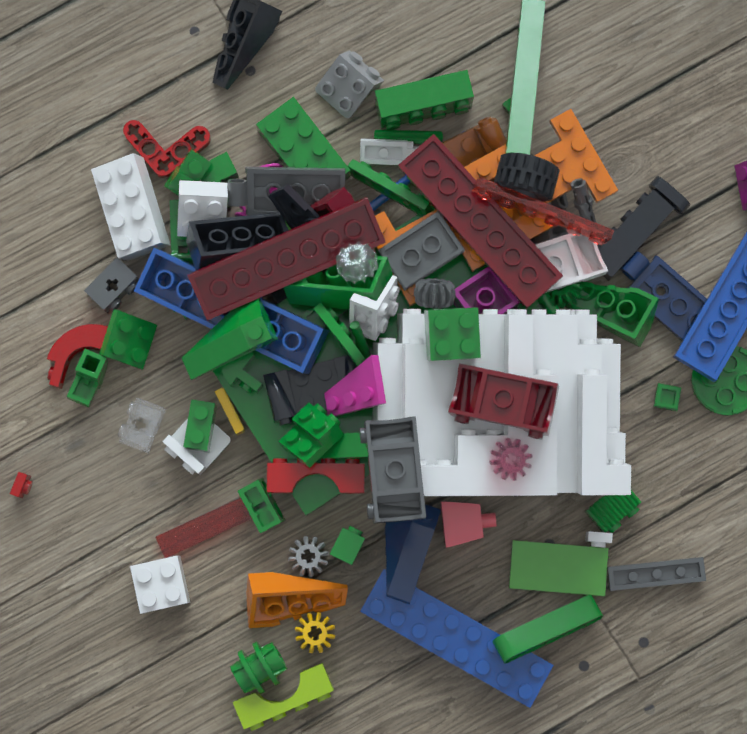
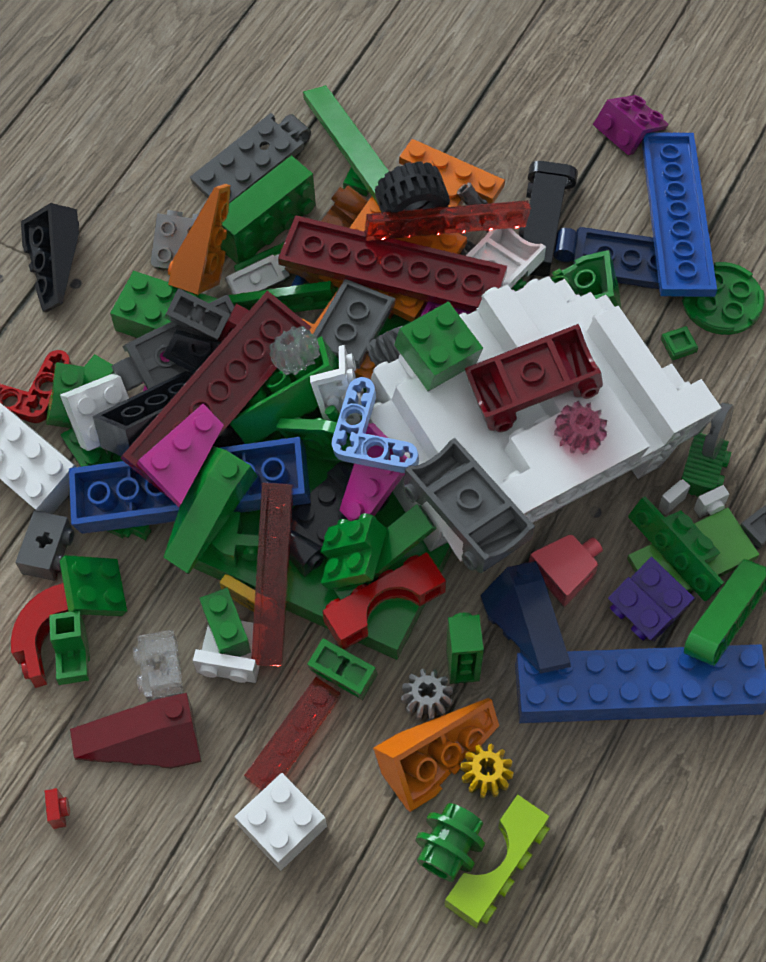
camera: 30 degrees left, 20 degrees down
(108, 470) = (146, 734): none -> dark red wedge
(231, 296) = (181, 453): none -> dark pink wing
(249, 413) = (272, 574): none -> clear red plate
(308, 181) = (196, 315): none -> dark grey brick
(349, 119) = (199, 258): none -> orange wedge
(356, 368) = (360, 440): none -> light blue beam
(435, 41) = (244, 161): none -> dark grey hinge
(503, 584) = (650, 600): none -> dark purple plate
(553, 558) = (680, 545): none -> green bracket
(574, 517) = (673, 496): none -> white tile
(636, 493) = (718, 431): none -> dark grey tile

